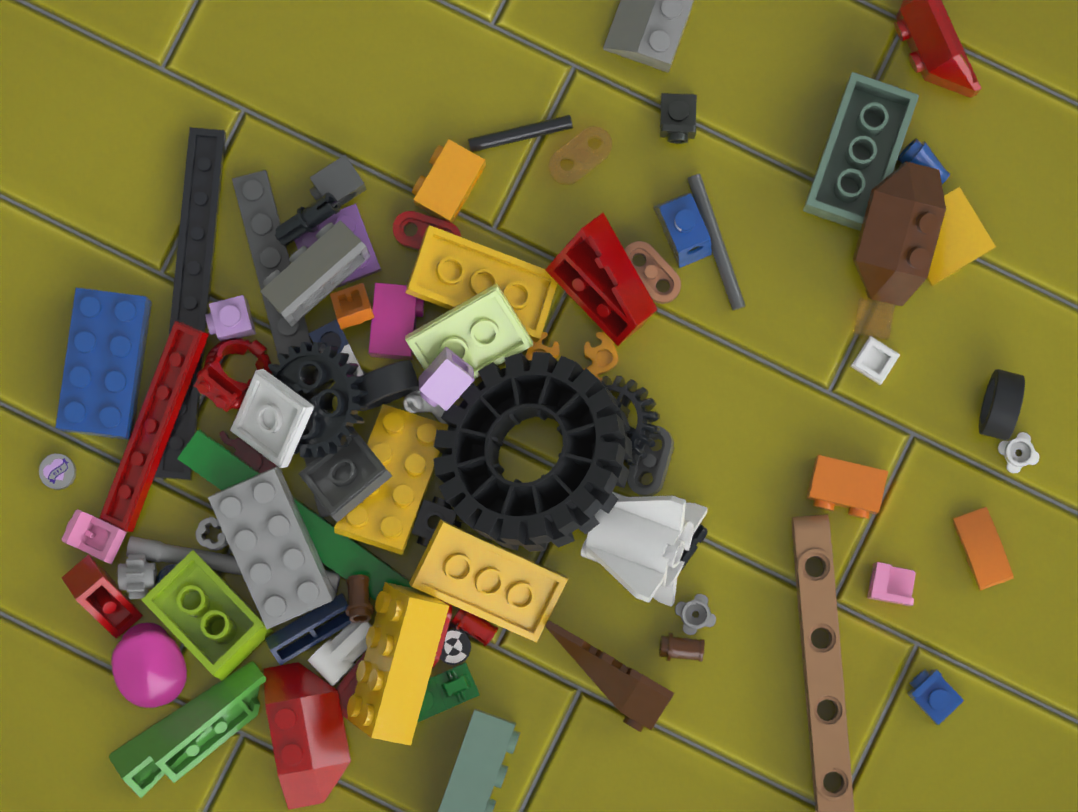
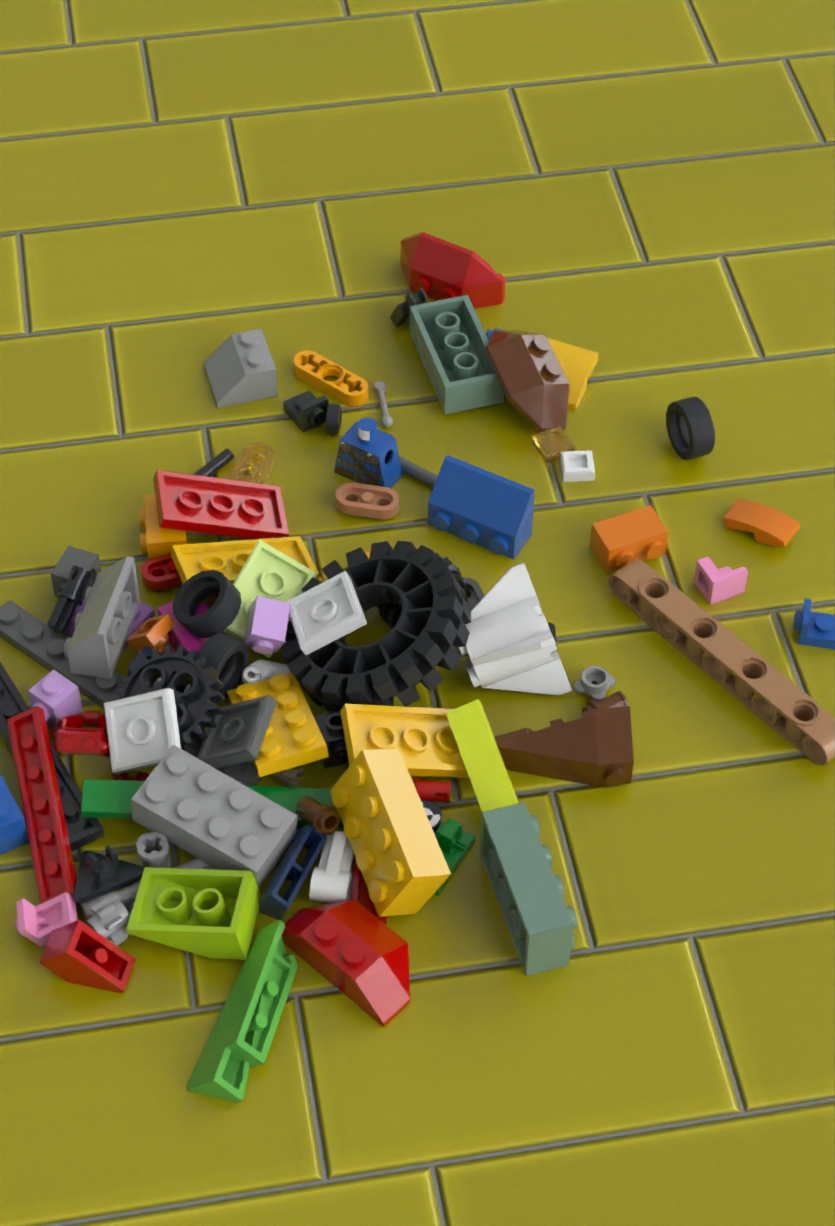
camera: 40 degrees left, 35 degrees down
(148, 666) = (172, 986): dark pink piece -> none
(163, 524) = (103, 874): none -> black piece
(387, 313) = (218, 616): none -> black tyre
(498, 410) = (326, 613): none -> white tile
(506, 200) = (219, 506): none -> plate
(527, 651) = (481, 756): none -> neon yellow tile
(603, 280) = (334, 513): red wedge -> none
(691, 150) = (333, 418): none -> black tile
(712, 68) = (347, 388): none -> light orange beam
(733, 365) = (481, 507): none -> blue slope
(769, 132) = (380, 388): none -> light grey hinge
(864, 58) = (402, 311): none -> pearl dark grey plate
(1022, 443) = (729, 458): white plate -> none

